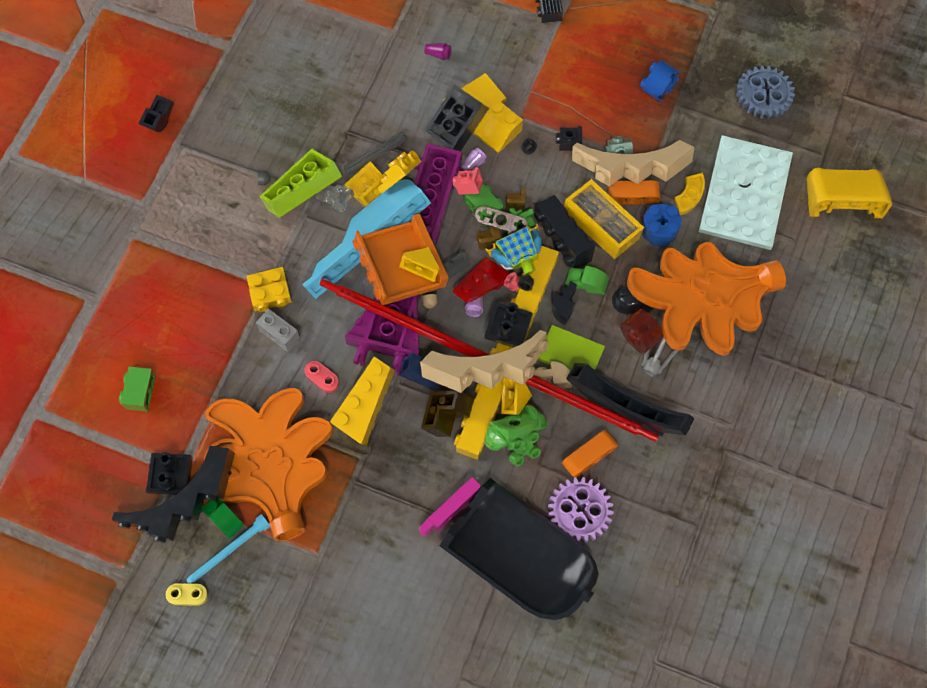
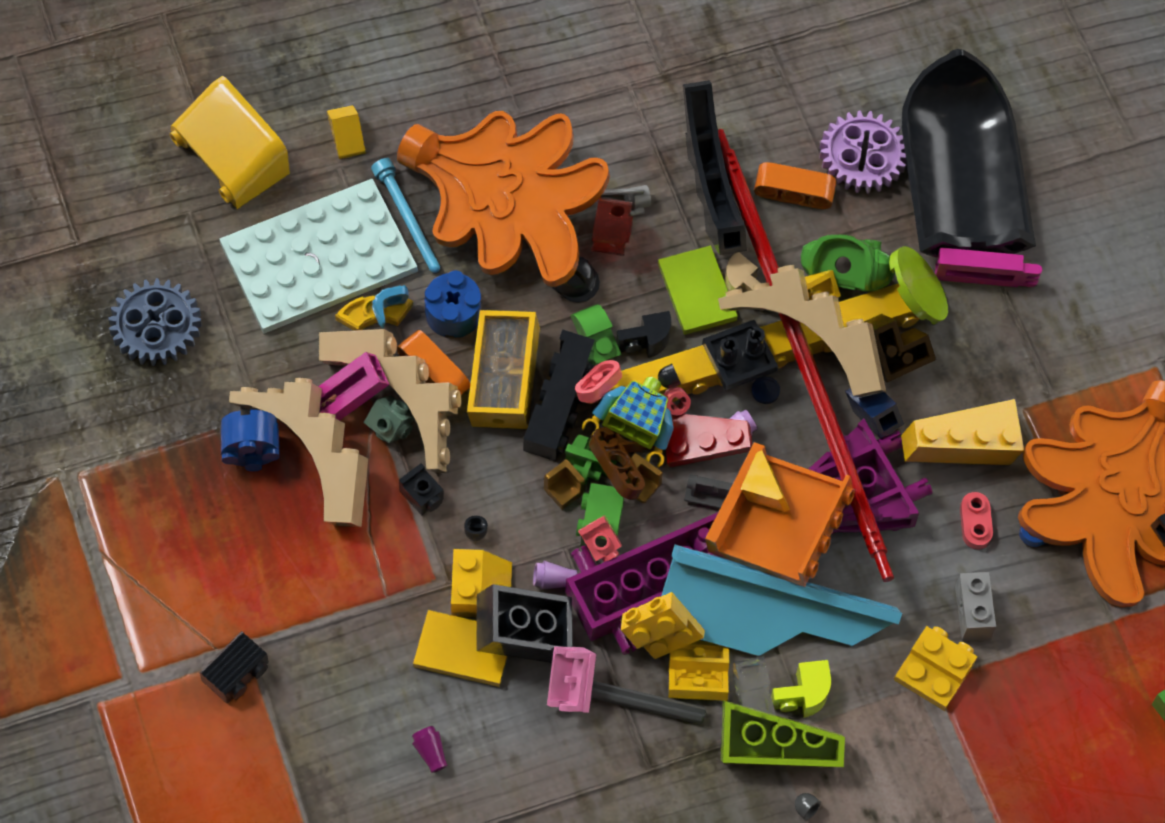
camera: 135 degrees left, 5 degrees down
(311, 221) = (811, 692): none -> neon yellow brick
(413, 121) = (571, 679): none -> bright pink hinge
(469, 454) = (919, 285): none -> lime tile
(481, 342) = (765, 390): none -> dark blue piece
(552, 244) = (598, 381): none -> coral plate
(632, 108) = (340, 469): none -> tan arch
(649, 143) = (353, 385): none -> dark pink hinge
(689, 189) = (387, 298): none -> dark azure hair
(769, 255) = (385, 172): none -> medium azure piece
(815, 257) = (346, 131): none -> yellow slope

